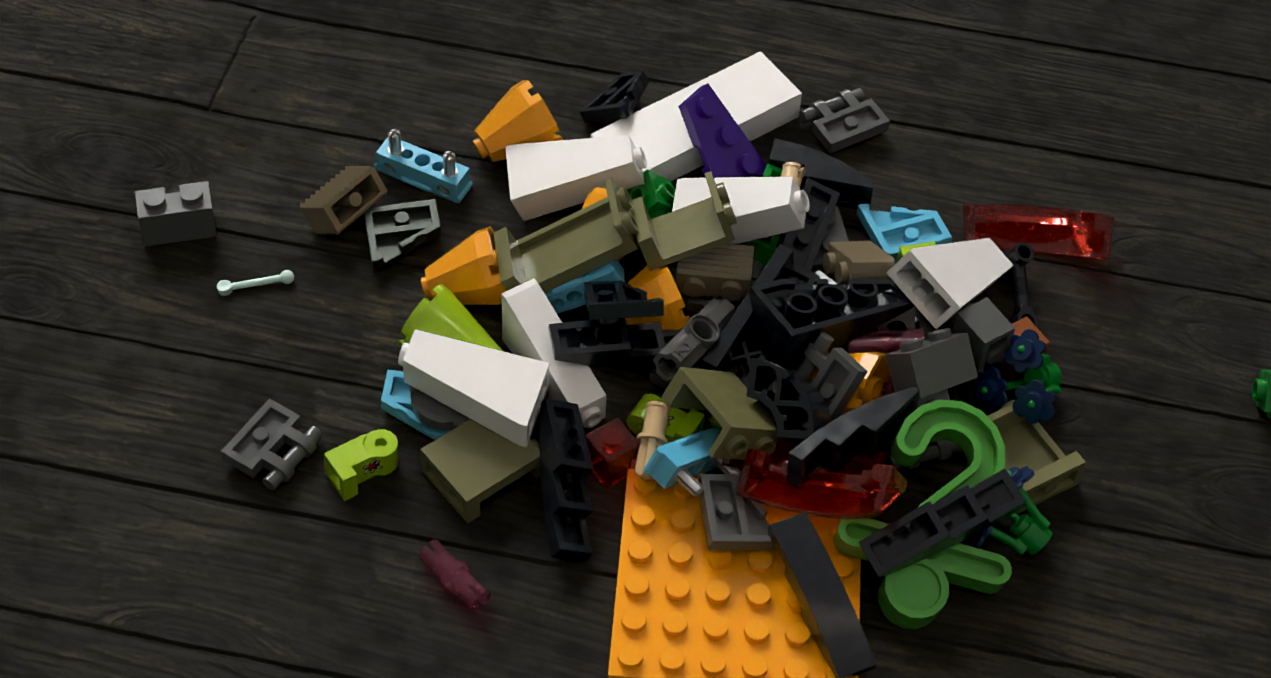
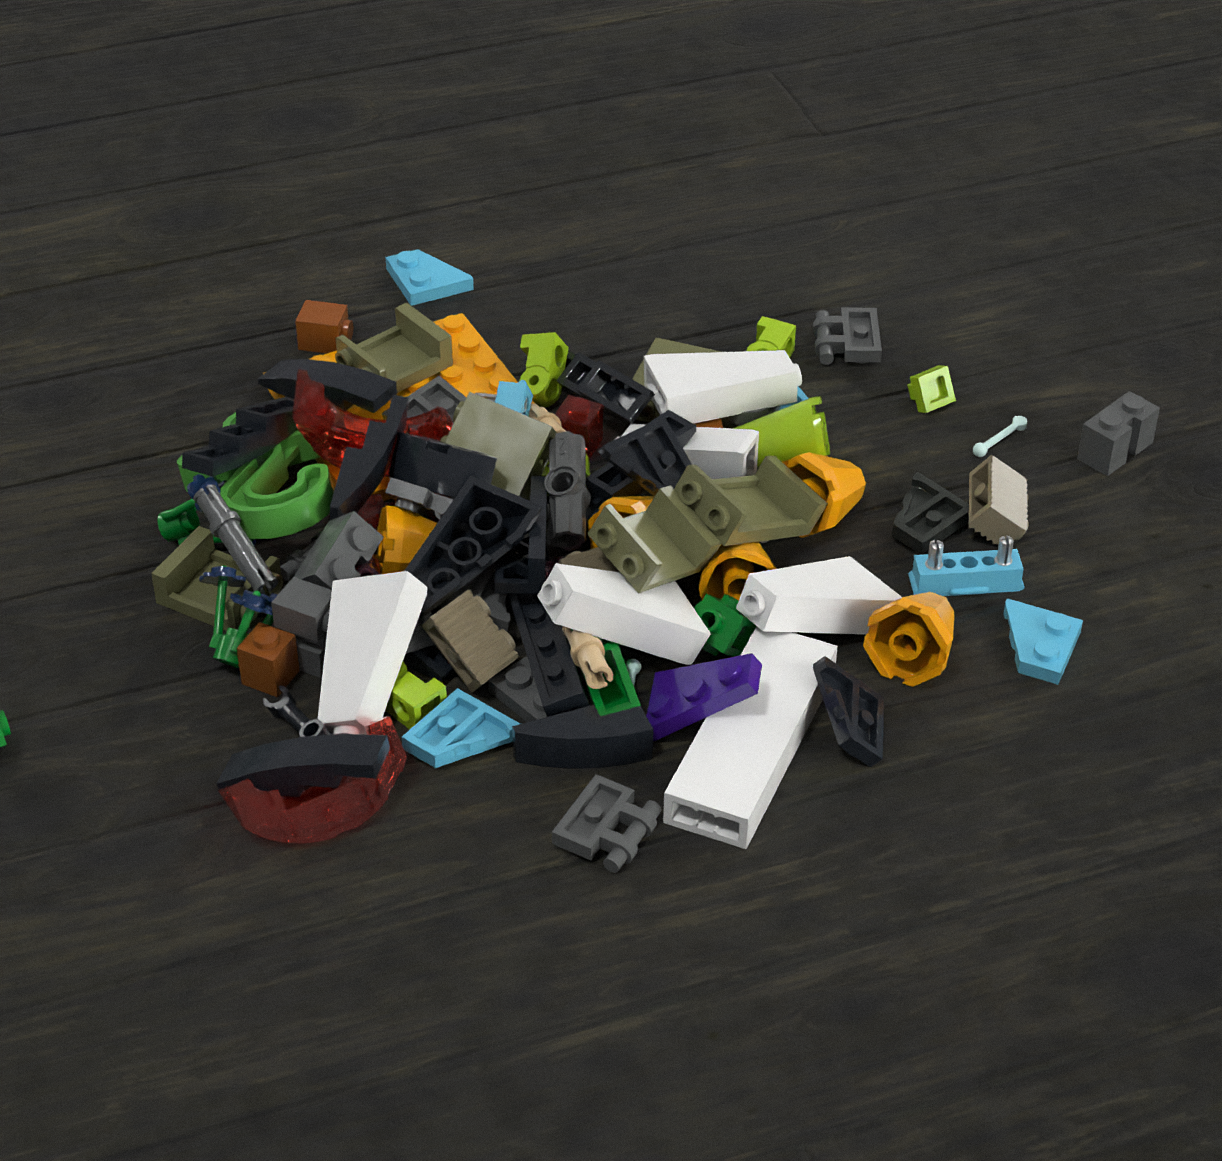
camera: 150 degrees right, 10 degrees down
(268, 339) = (931, 389): none -> lime tile
(422, 102) = (1041, 640): none -> medium azure wing
(454, 575) = (628, 323): clear pink pin -> none
(594, 530) = (544, 366): none -> lime leg
(730, 615) = (402, 353): none -> olive panel
(1011, 428) = (227, 527): none -> dark grey pin
(1054, 250) = (307, 761): none -> black slope

